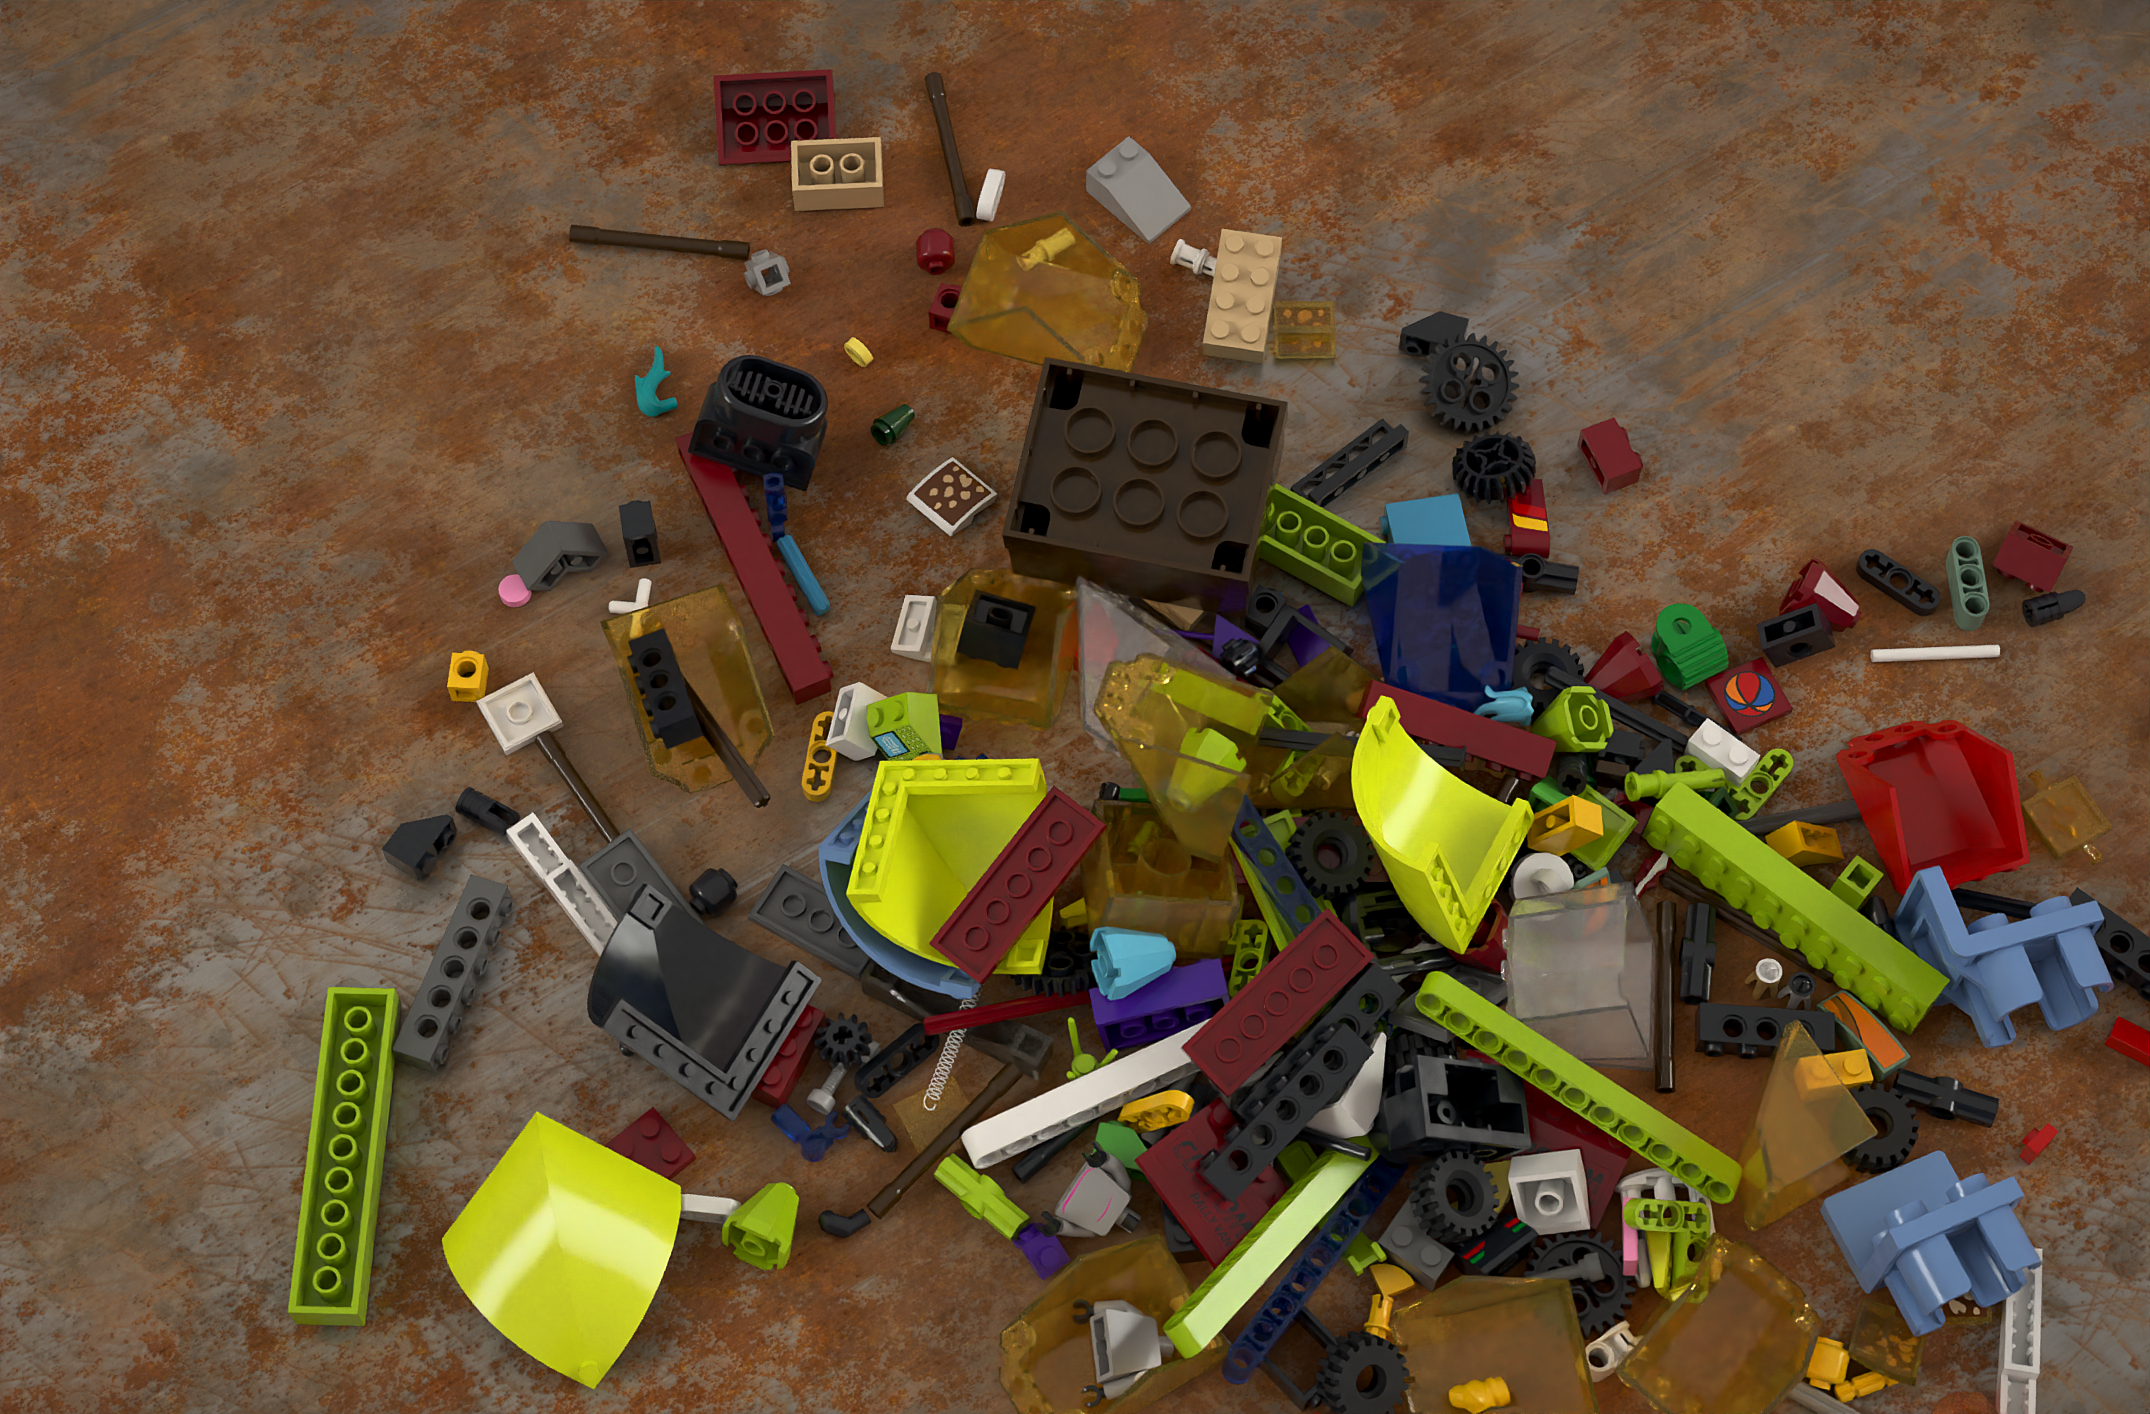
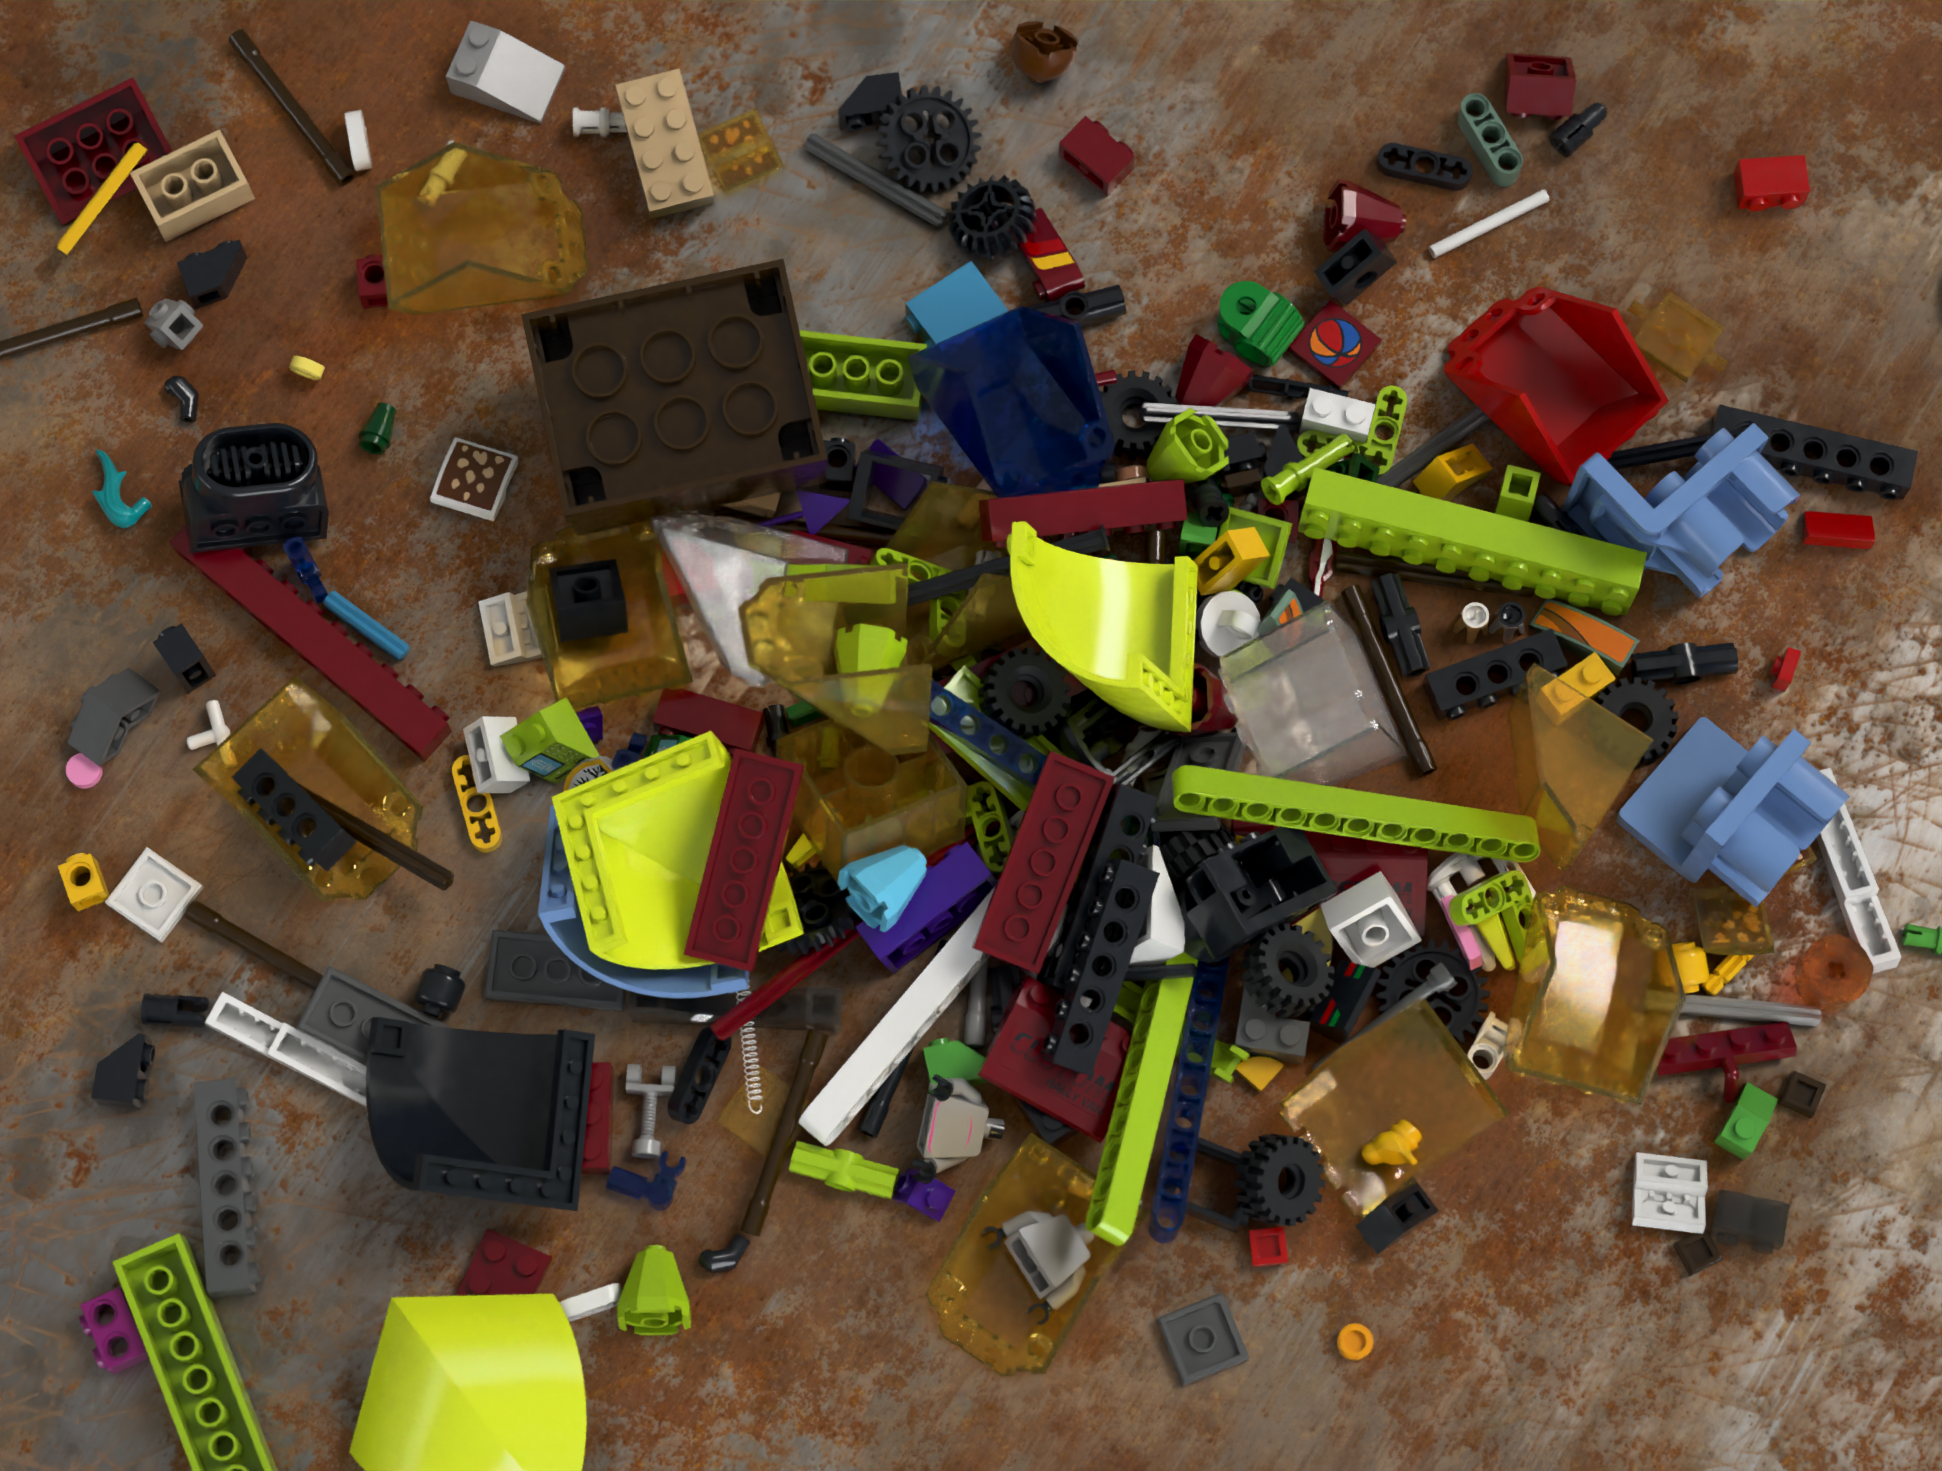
camera: 25 degrees left, 10 degrees up
(299, 1049) = (105, 1336): none -> magenta brick
(751, 334) = (186, 393): none -> black arm
(759, 153) = (101, 198): none -> yellow tile
(820, 248) = (212, 273): none -> black slope
(831, 1038) = (656, 1082): black gear -> none
(875, 1129) = (714, 1151): black hinge -> none
(935, 251) = (332, 226): dark red head -> none
(1056, 766) = (695, 714): none -> dark red brick
(1084, 1063) = (880, 997): lime plant -> none
(1157, 1111) = (973, 1015): yellow beam -> none
(1239, 657) = (839, 525): black gear -> none
(1358, 469) = (856, 278): black fence -> none
(1379, 1316) = (1266, 1113): yellow axle -> none
(1409, 399) = (876, 180): none -> dark grey axle
(1509, 706) = (1121, 462): medium azure piece -> none
(1601, 353) = (1043, 52): none -> reddish brown cylinder

